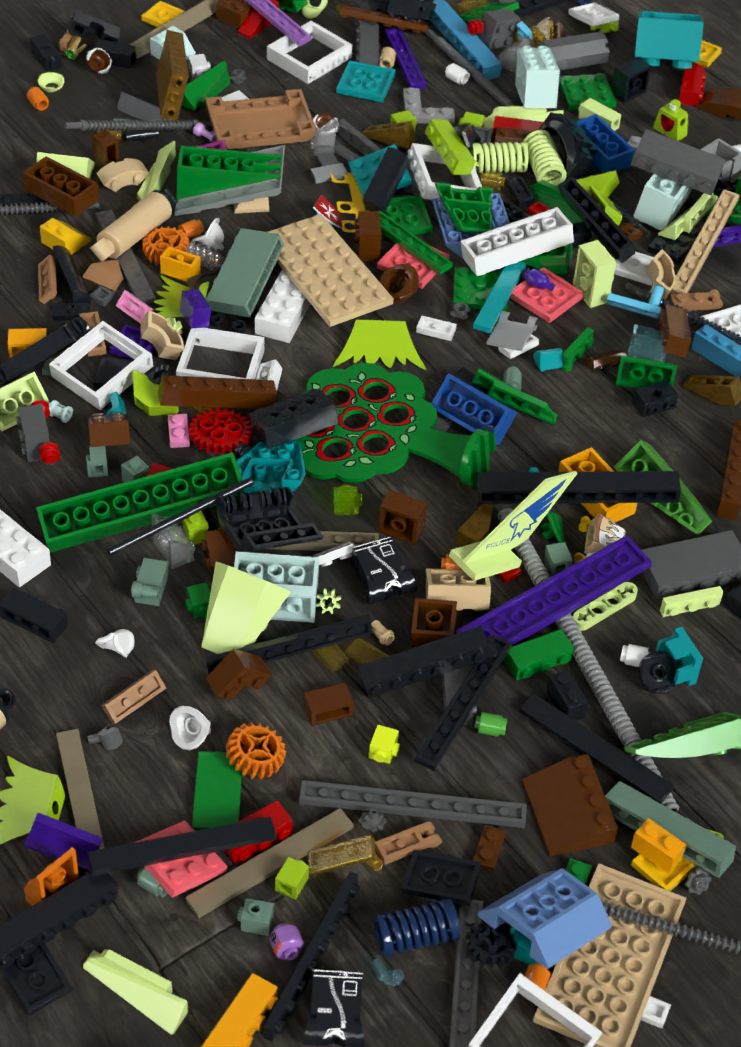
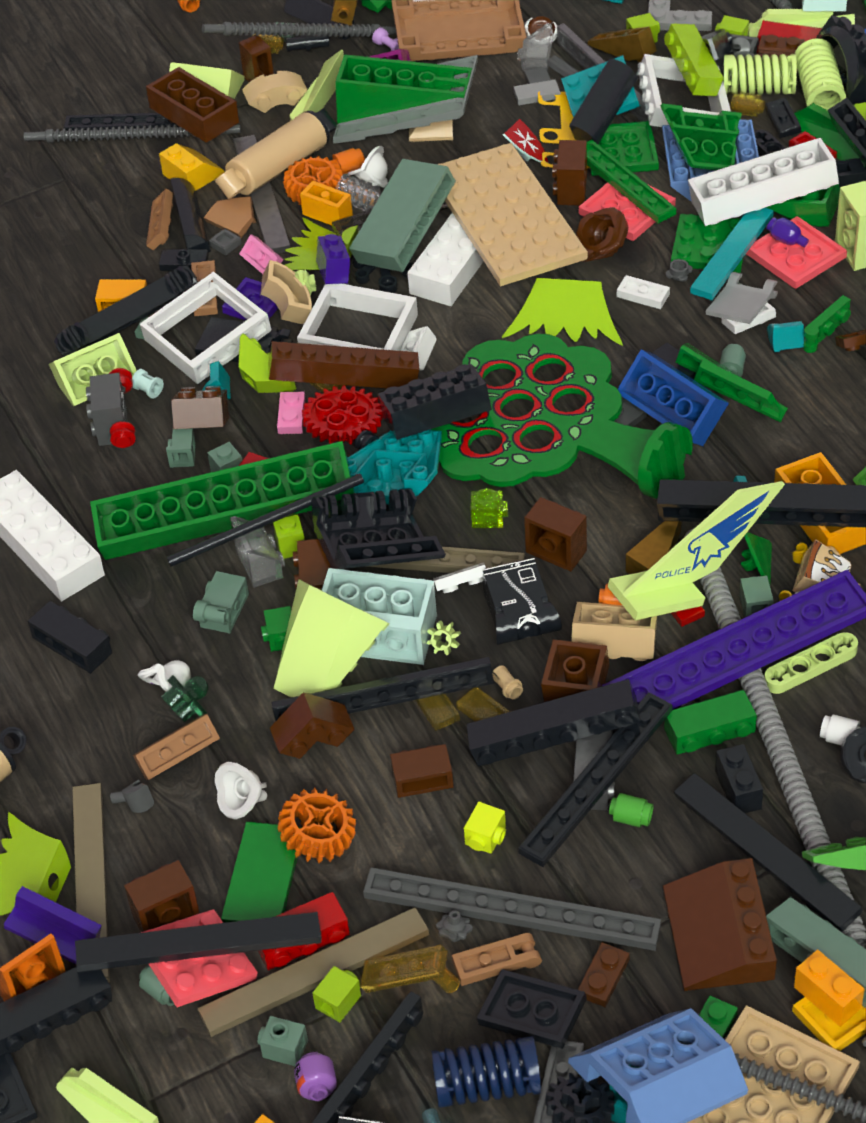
camera: 15 degrees right, 0 degrees up
(135, 660) = (183, 699): none -> clear green hips
(146, 814) = (161, 897): none -> reddish brown brick
(484, 135) = (744, 46): none -> dark grey piece

